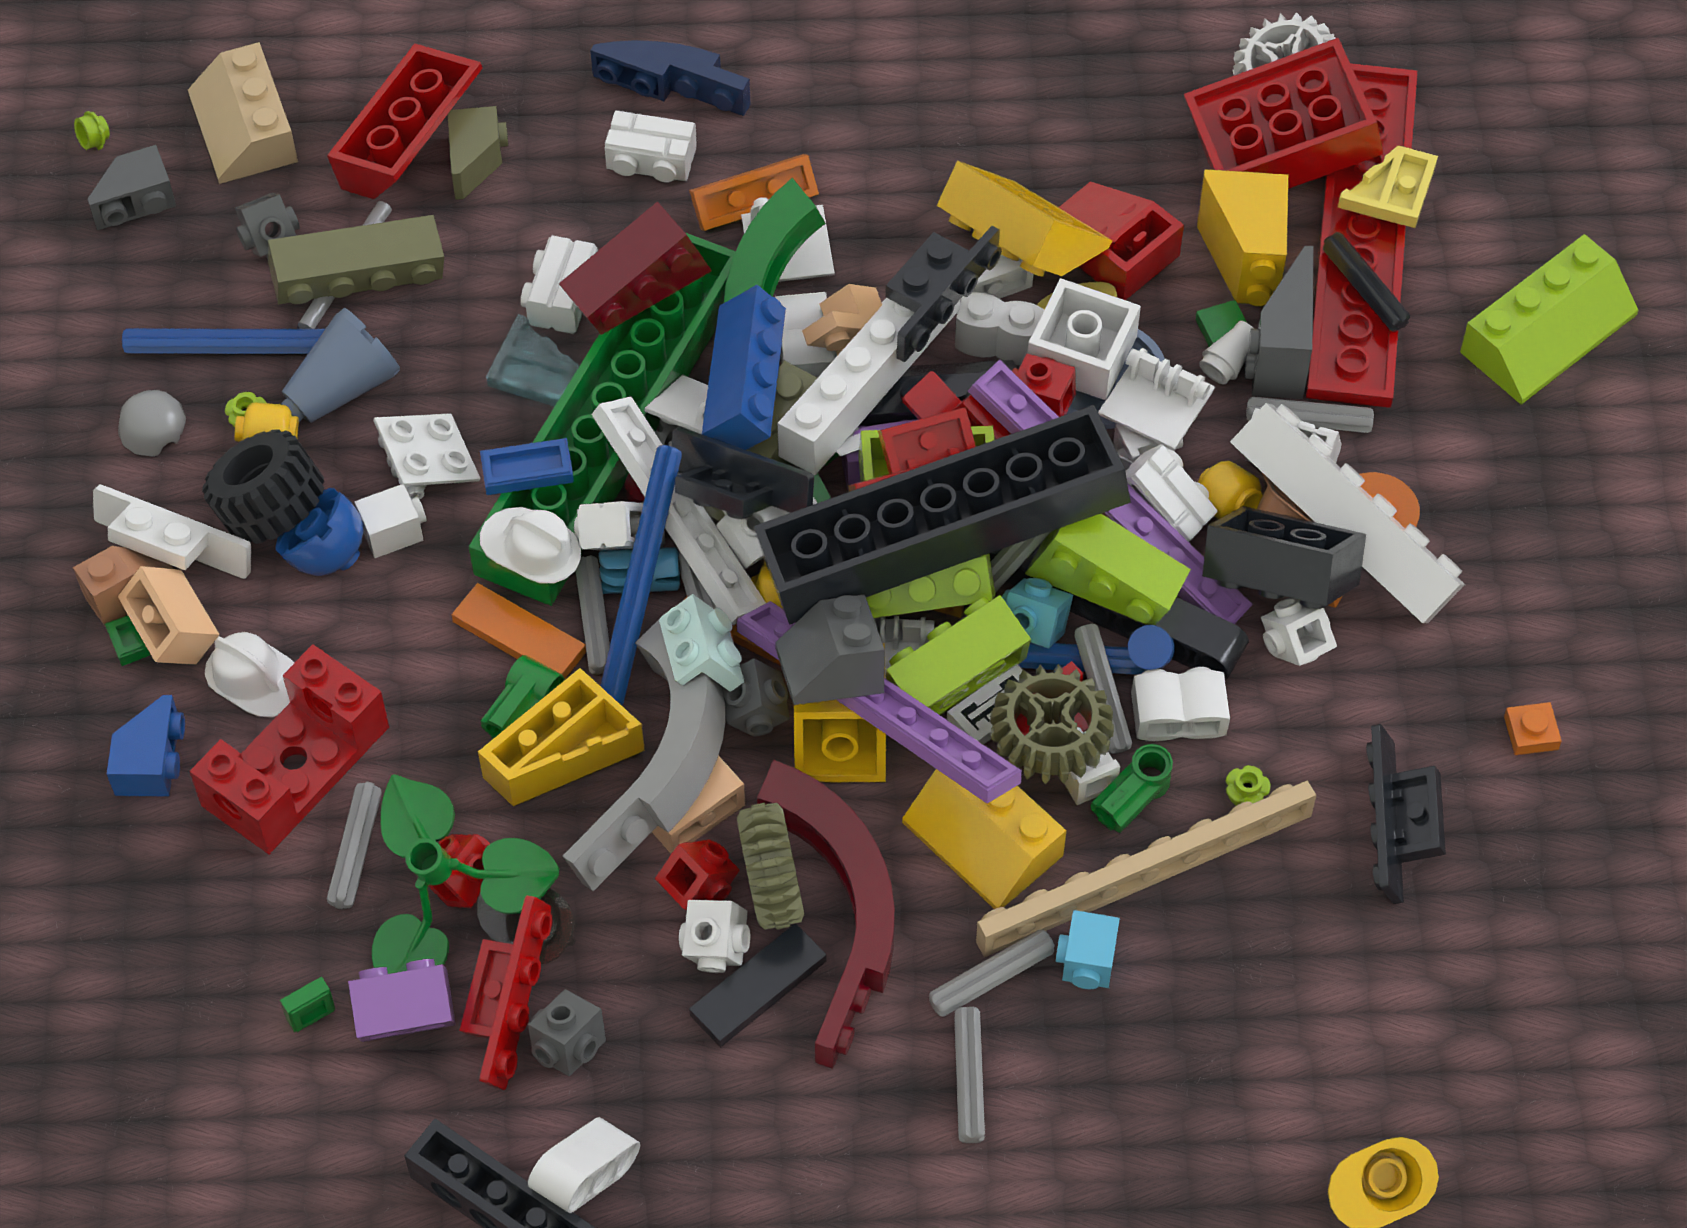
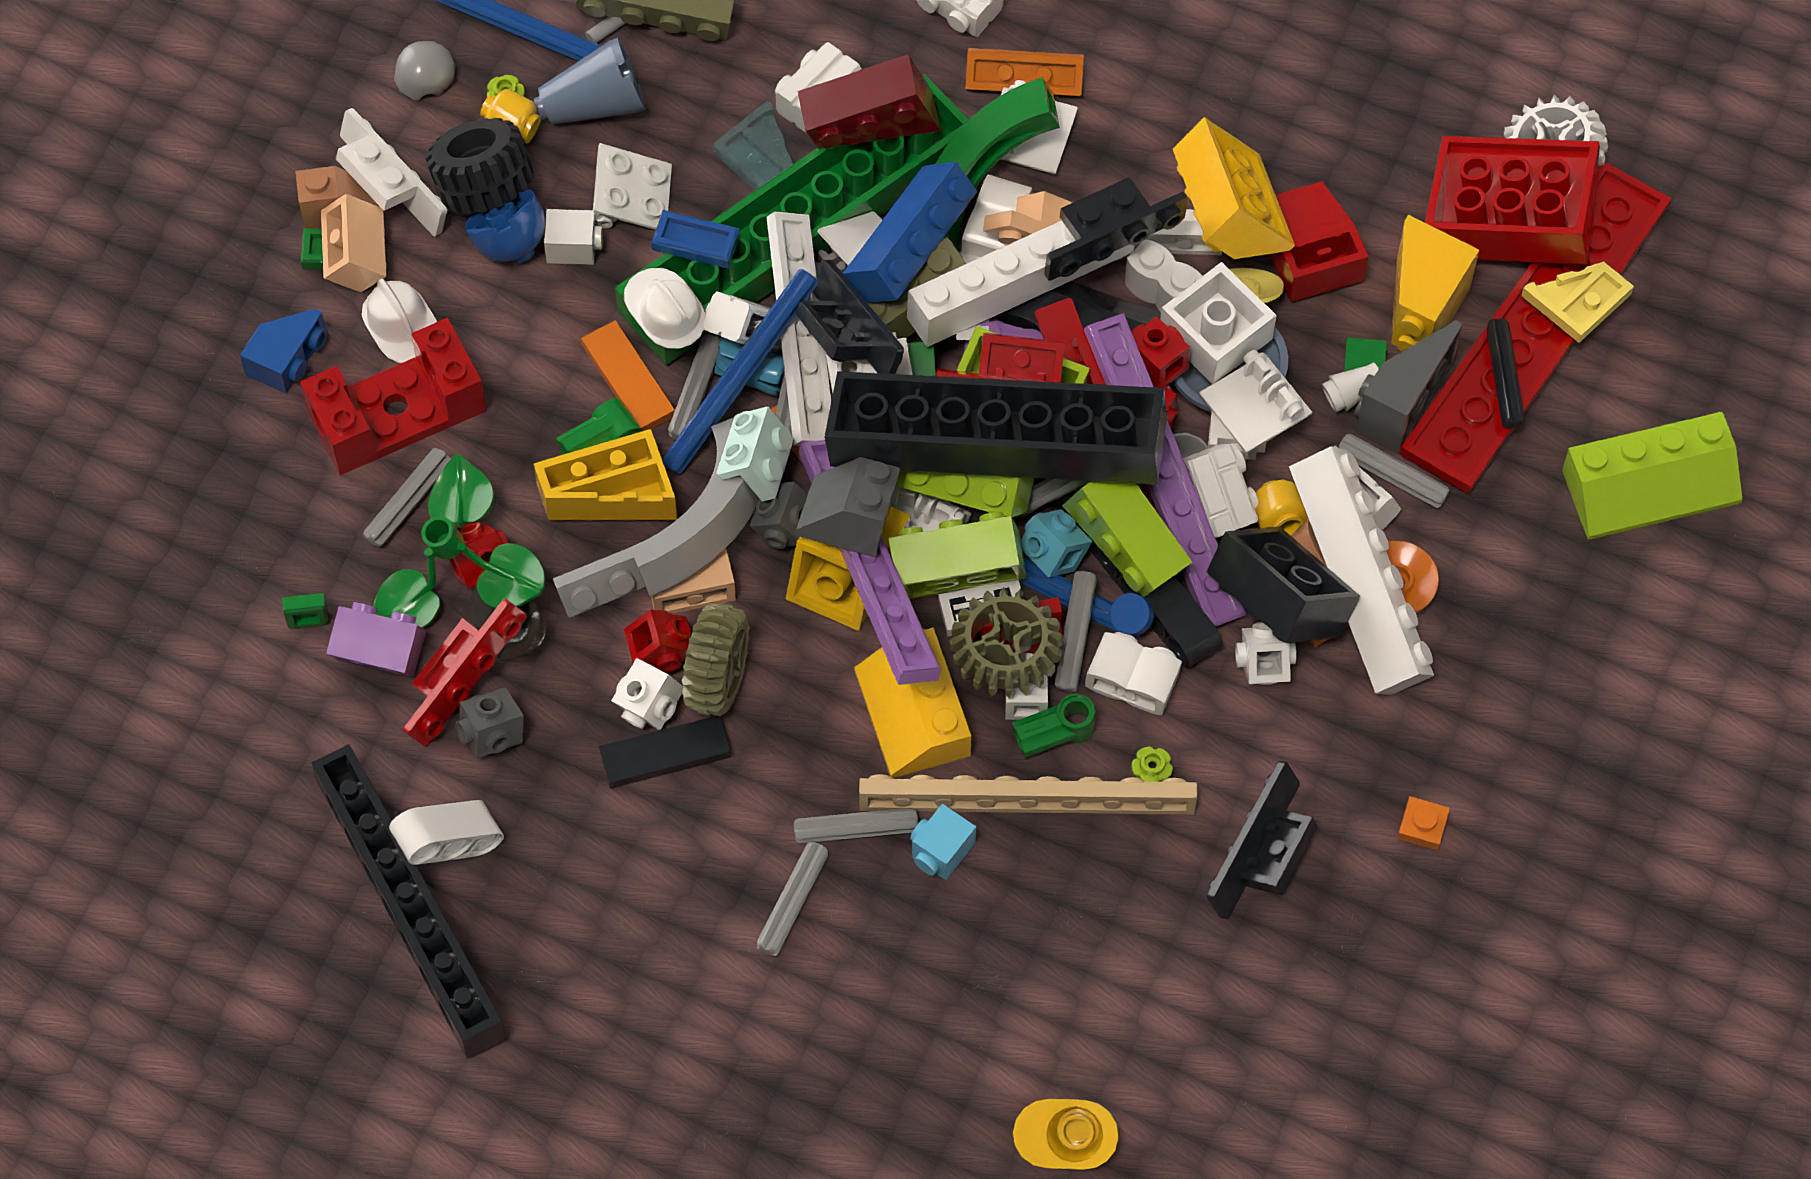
camera: 25 degrees right, 5 degrees up
(846, 844) = (763, 770): dark red arch -> none

